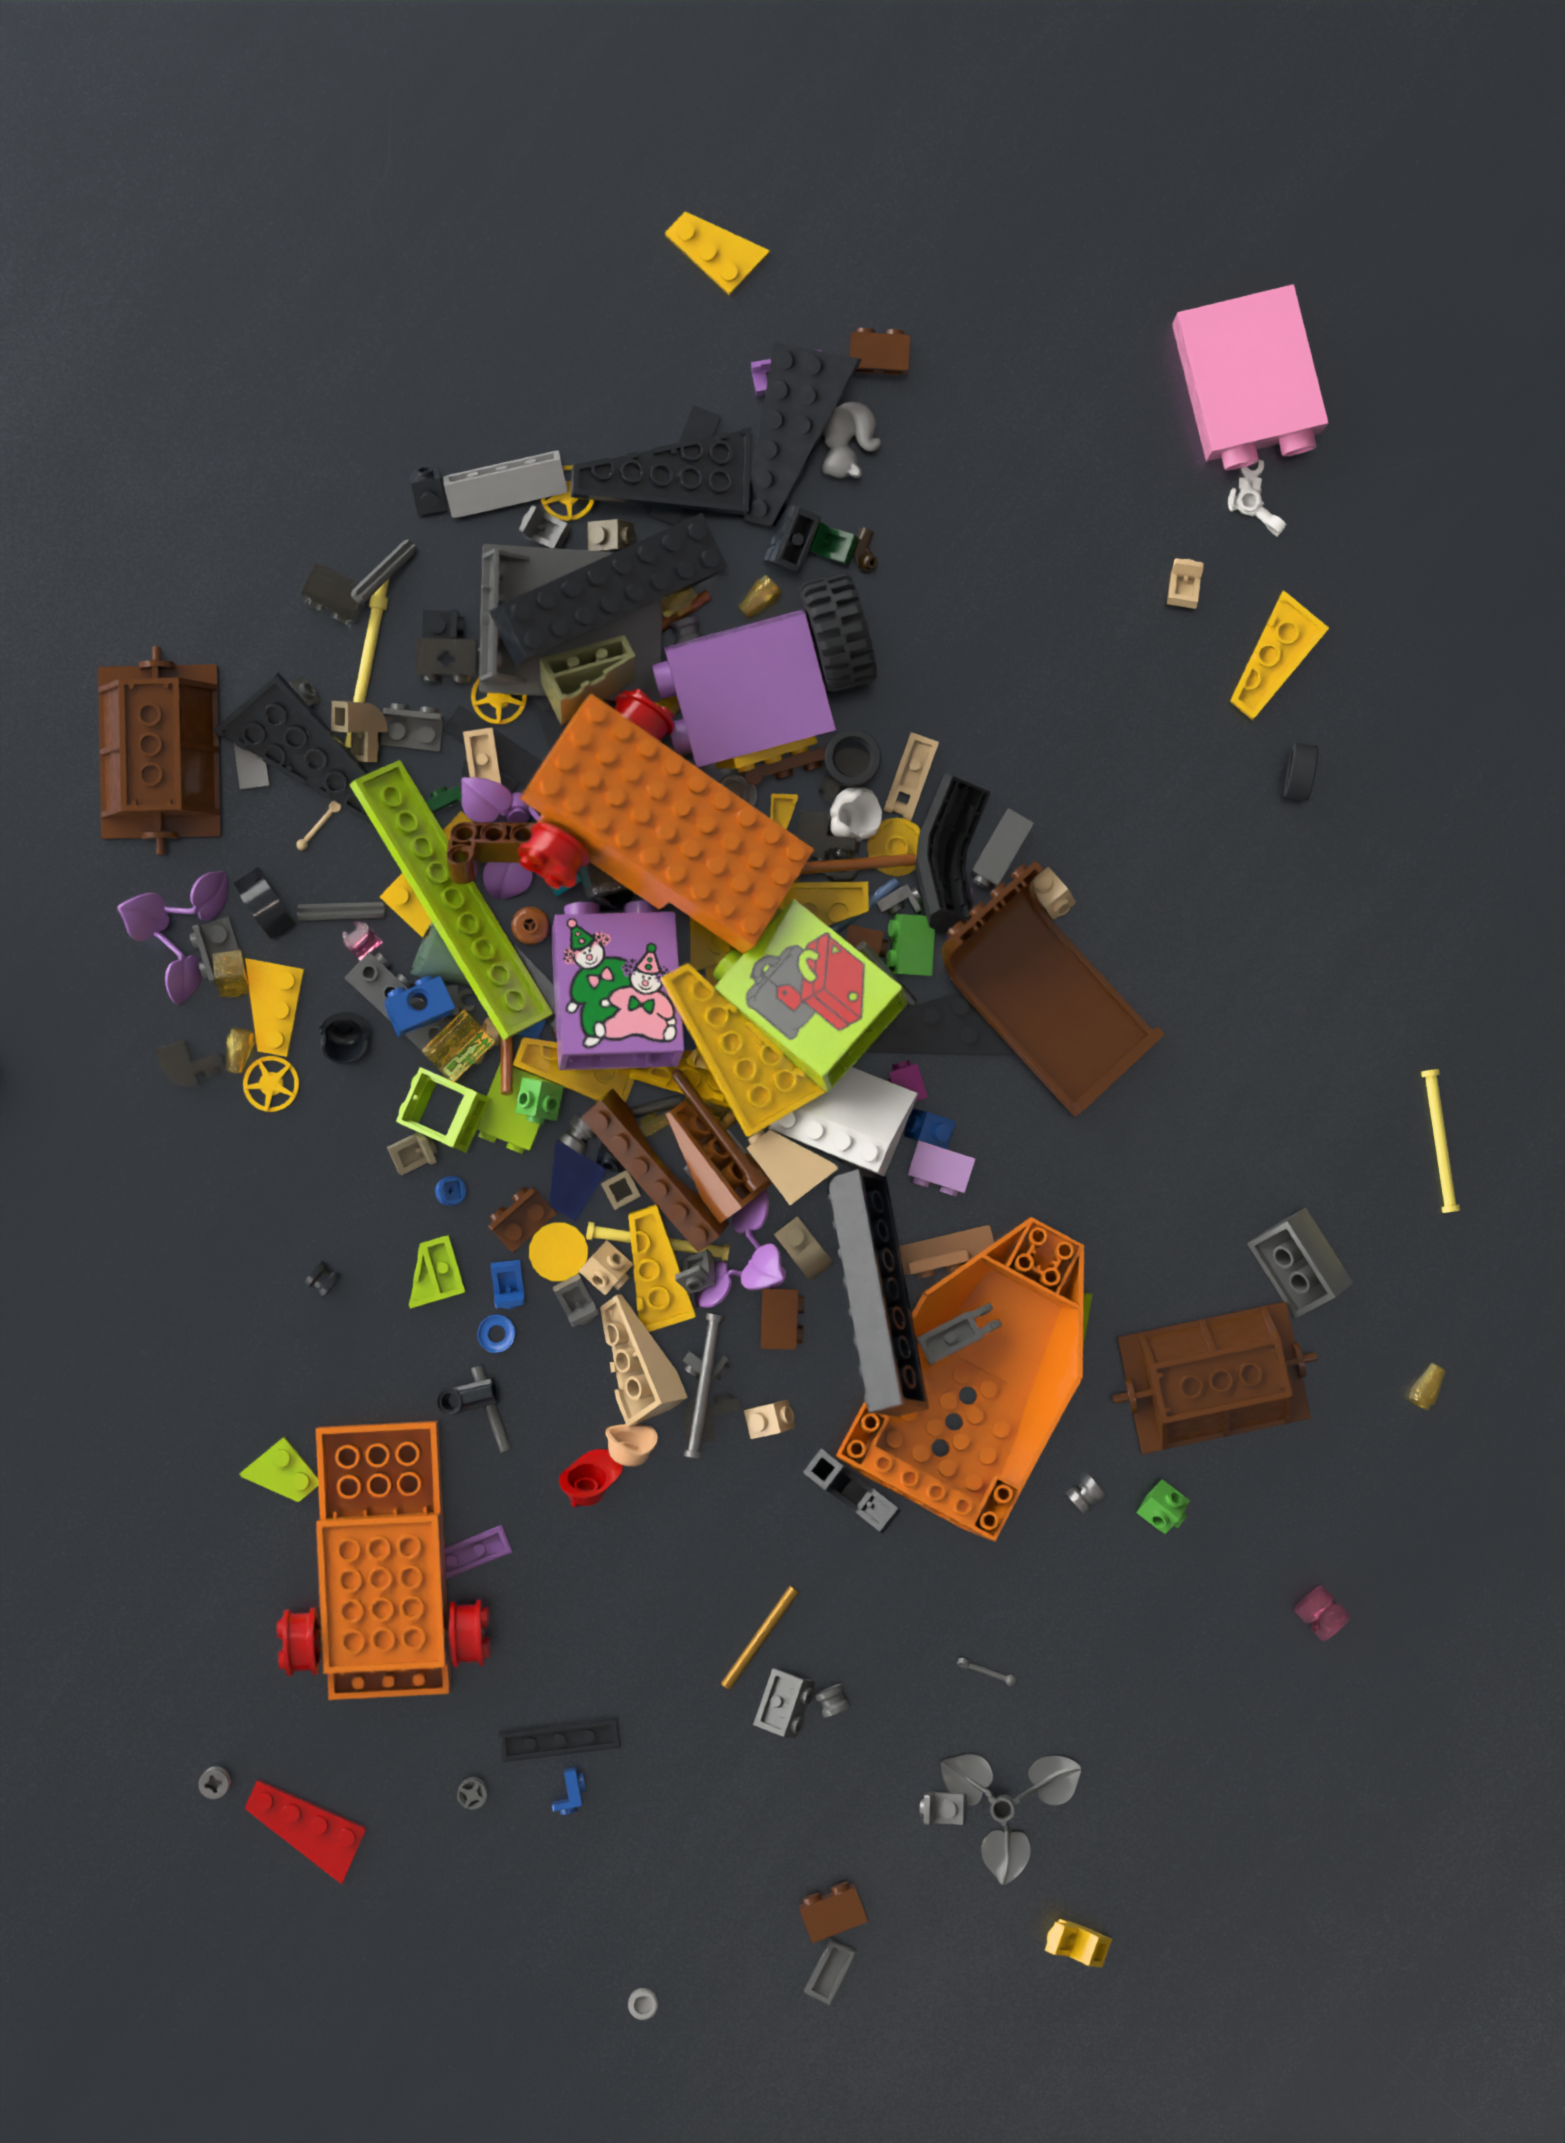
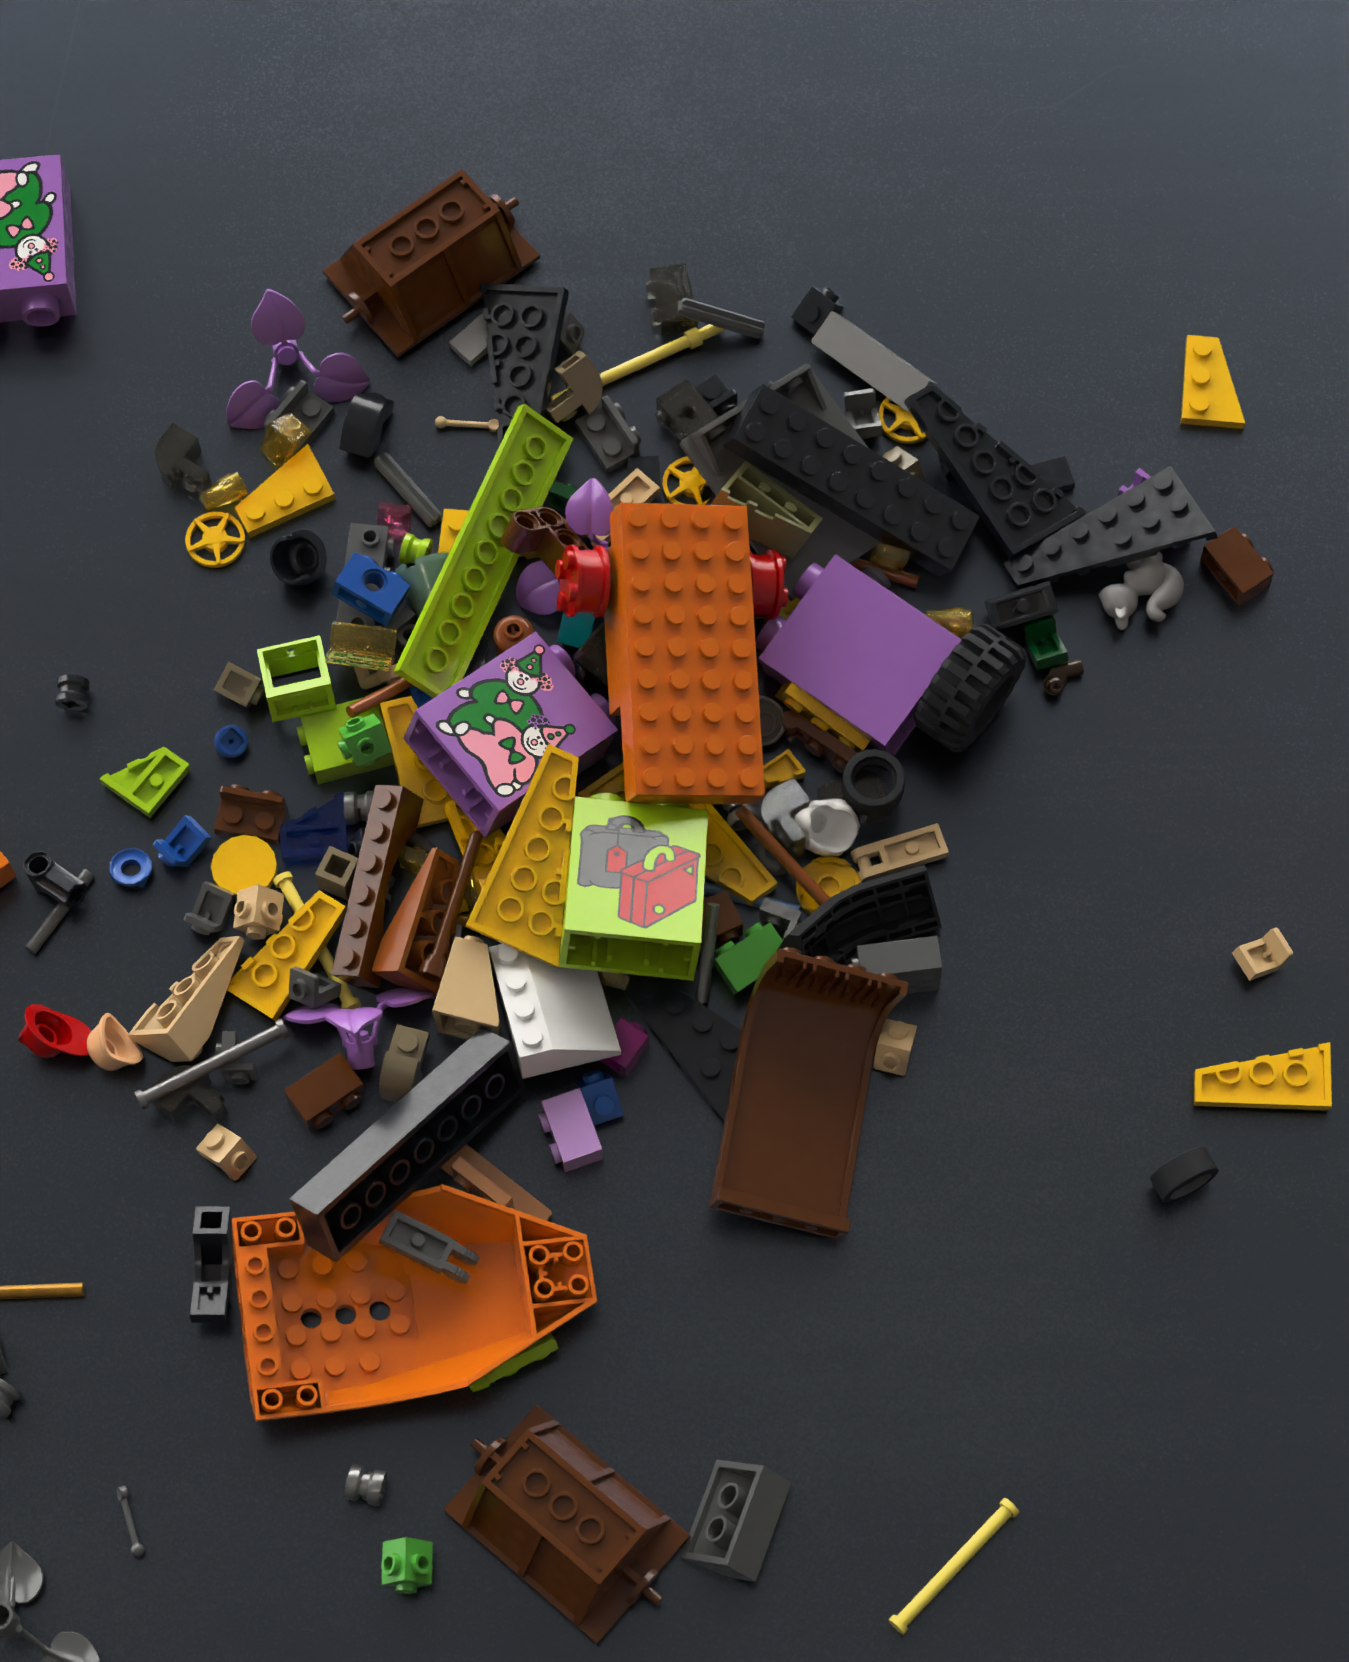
camera: 60 degrees right, 20 degrees down
(400, 944) = (414, 548): none -> lime wheel

